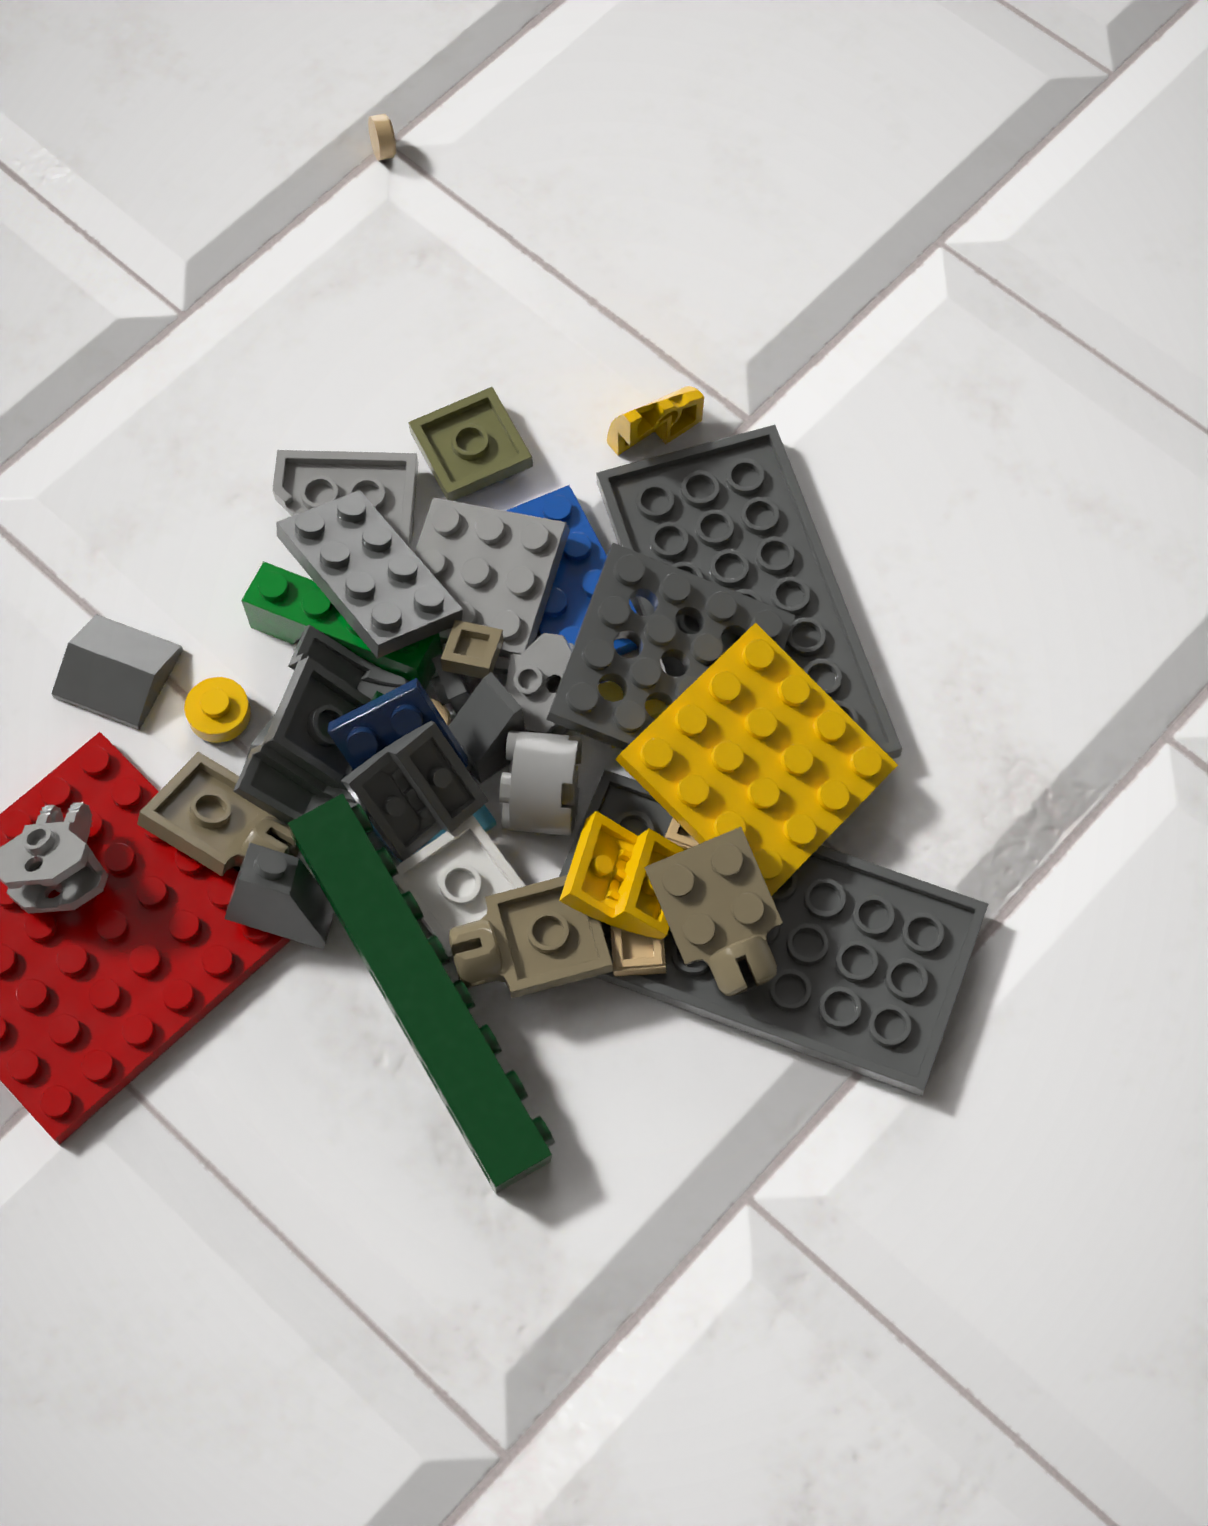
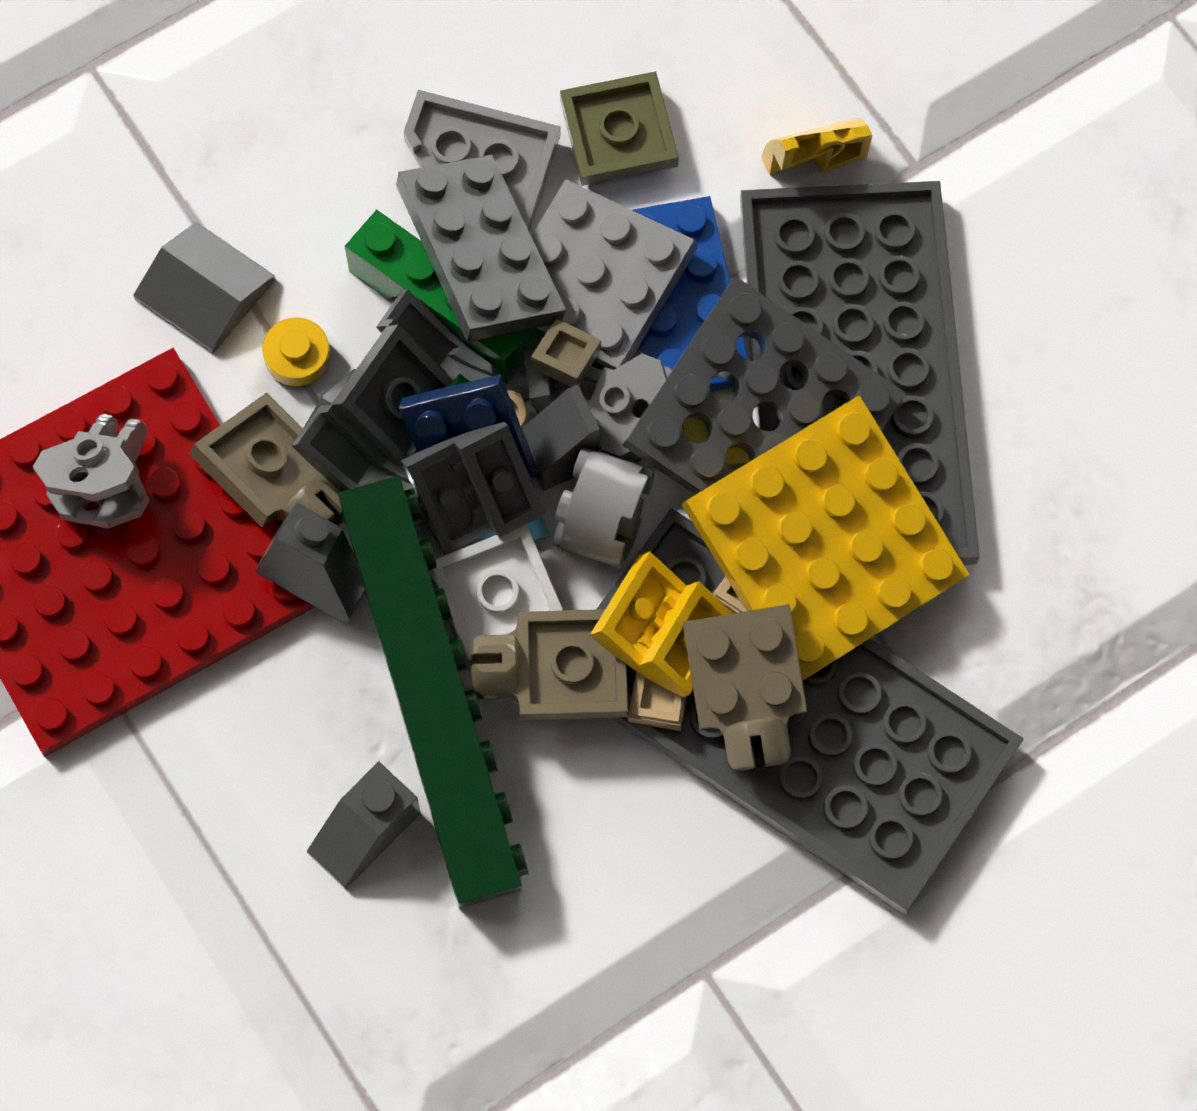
camera: 10 degrees right, 5 degrees up
(385, 1134) = (364, 824): none -> dark grey slope

